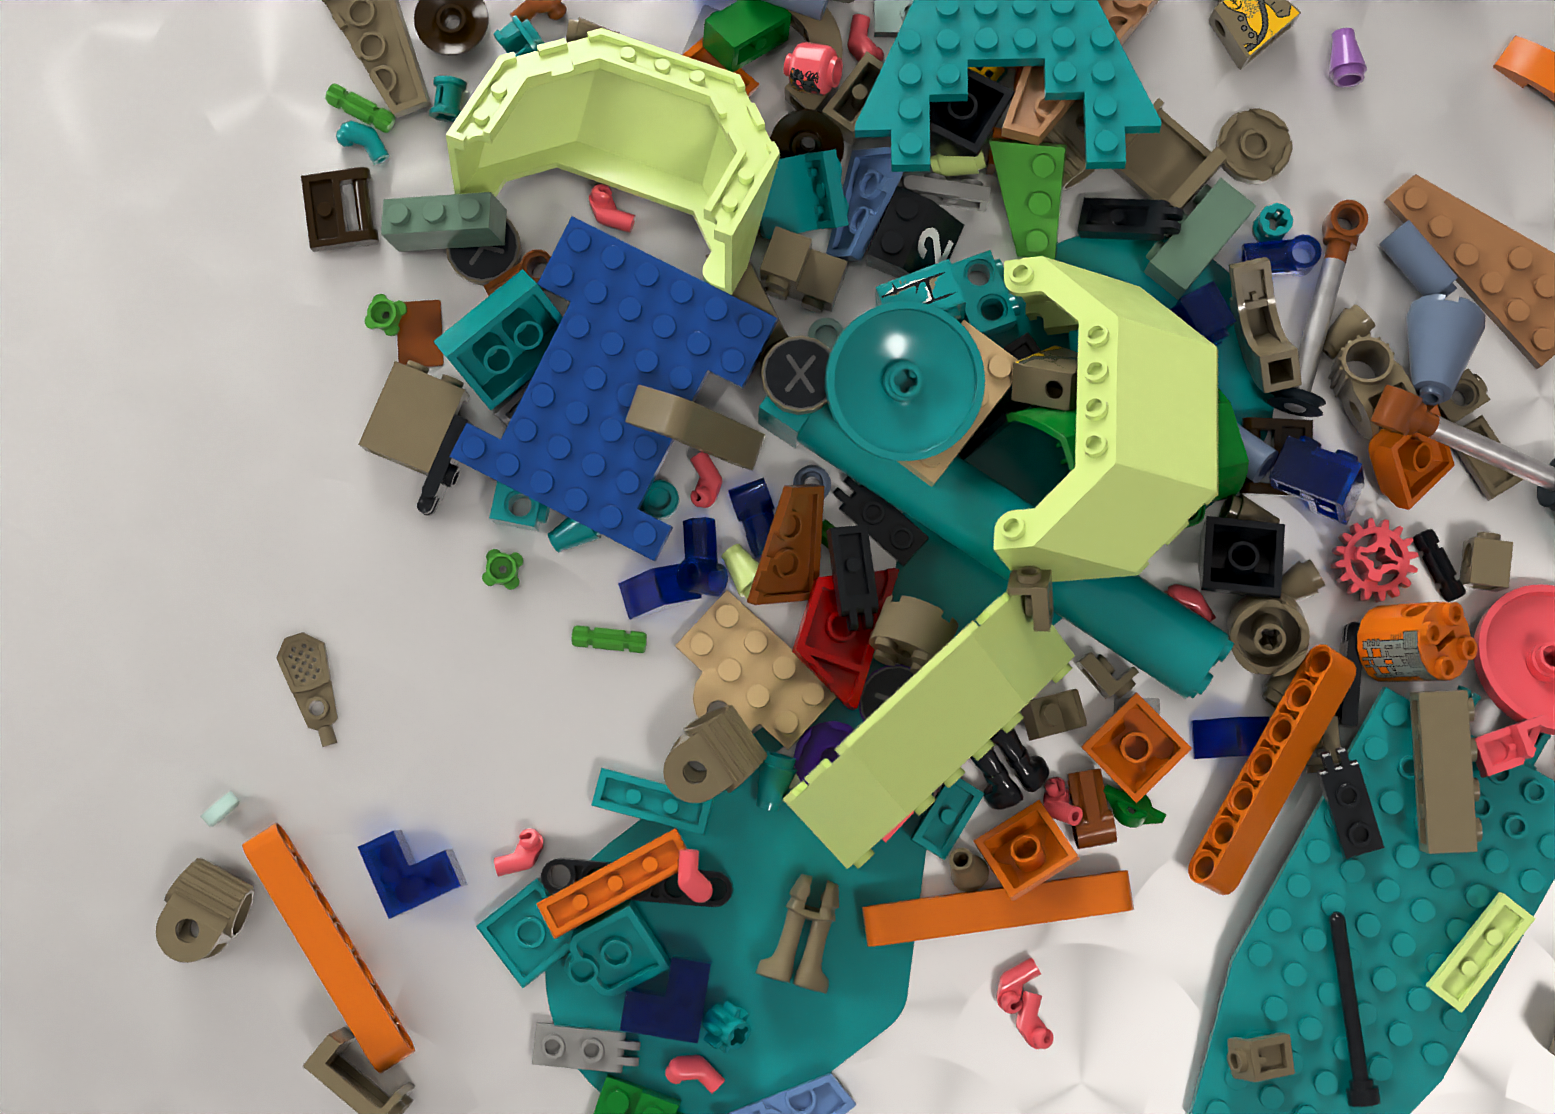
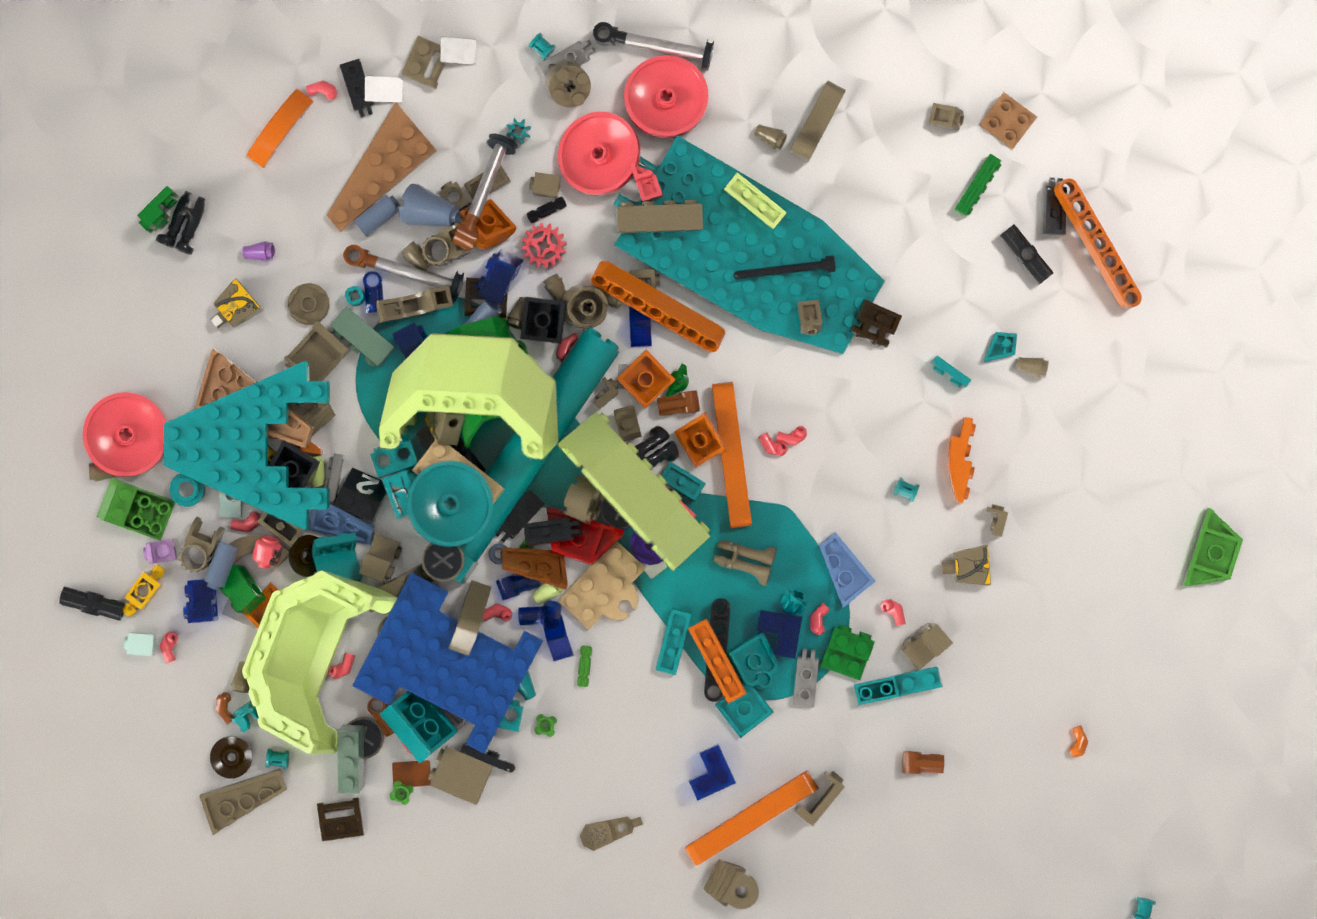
camera: 90 degrees left, 5 degrees up
(220, 809) = (676, 878): light aqua tile -> none
(360, 108) = (281, 809): bright green axle -> none
(363, 135) = (298, 805): teal arm -> none
(524, 855) = (703, 712): coral arm -> none
(661, 500) = (507, 636): teal tile -> none
(691, 880) = (715, 619): coral arm -> none
(724, 748) = (642, 605): dark tan piece -> none
(774, 780) = (661, 575): teal cone -> none
(826, 331) = (416, 545): light aqua tile -> none
(968, 870) = (711, 470): dark tan cone -> none
(1032, 192) = (338, 430): bright green wing -> none
(1039, 594) = (562, 434): dark tan bracket -> none
(1058, 804) = (675, 421): coral arm -> none
(1128, 219) = (352, 377): black hinge -> none
(1348, 709) = (625, 264): black hinge -> none
(1349, 805) = (677, 267): black hinge -> none
(1415, 642) = (590, 228): orange cylinder -> none

